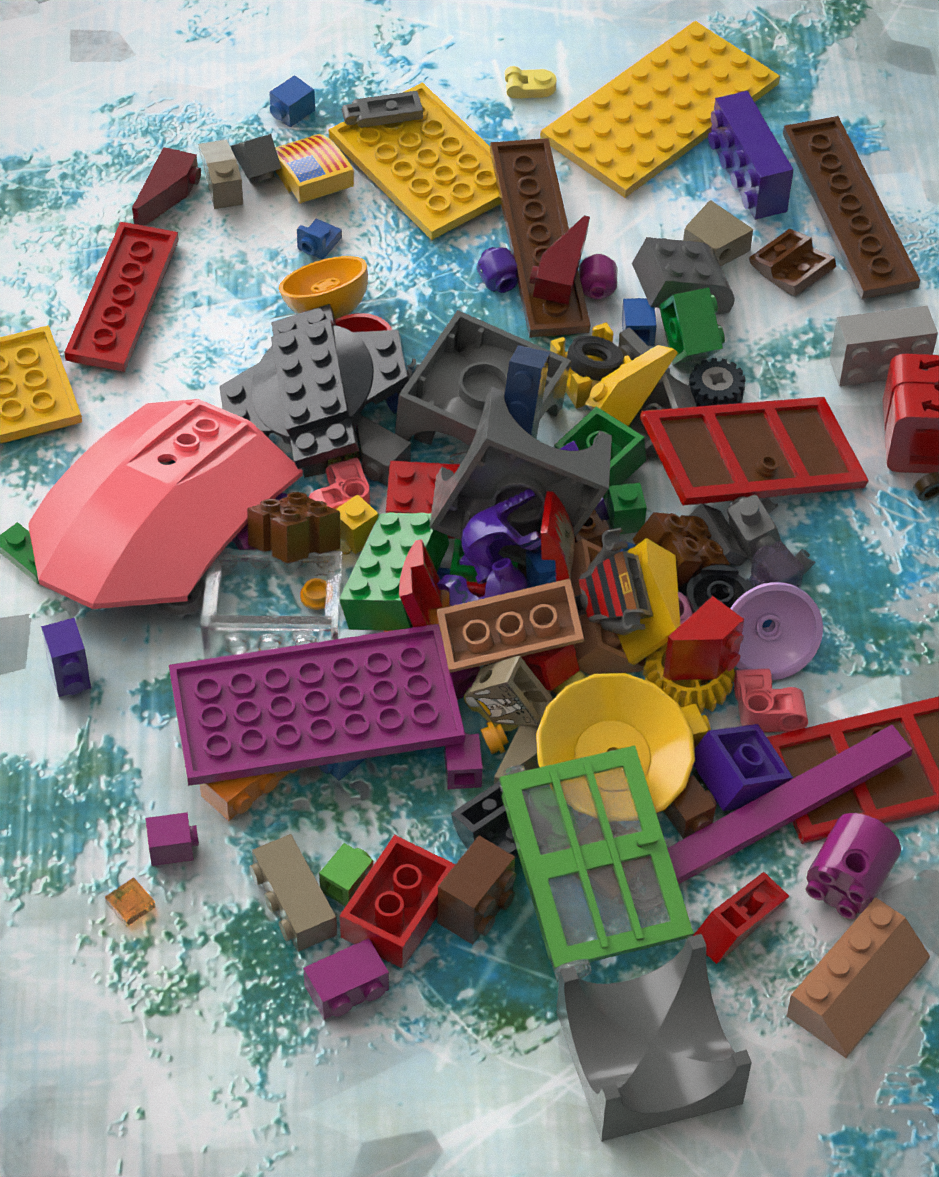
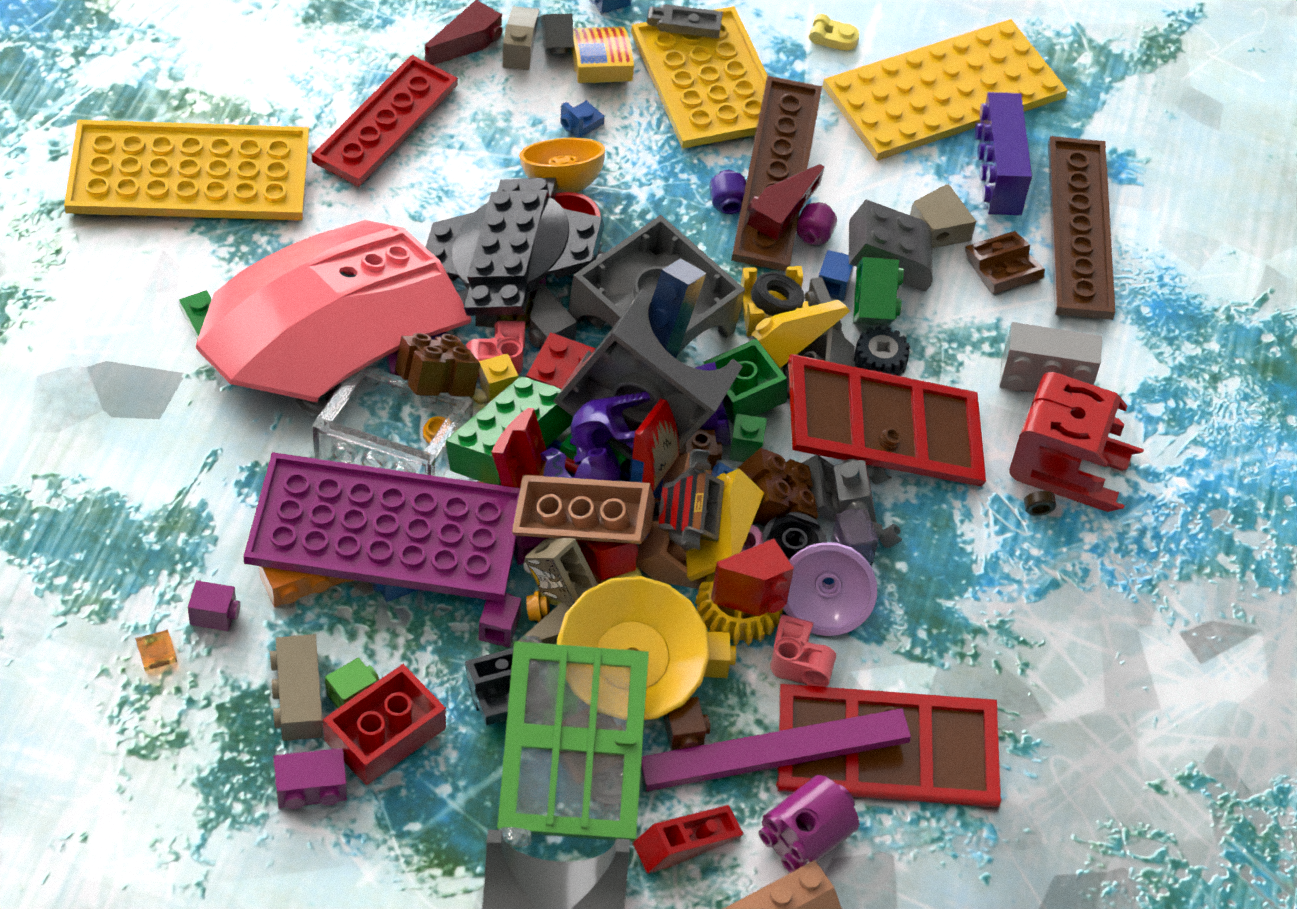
camera: 15 degrees right, 0 degrees up
(66, 657) = (191, 419): dark purple brick -> none
(476, 890) = (456, 736): reddish brown brick -> none
(739, 765) = (746, 700): dark purple slope -> none

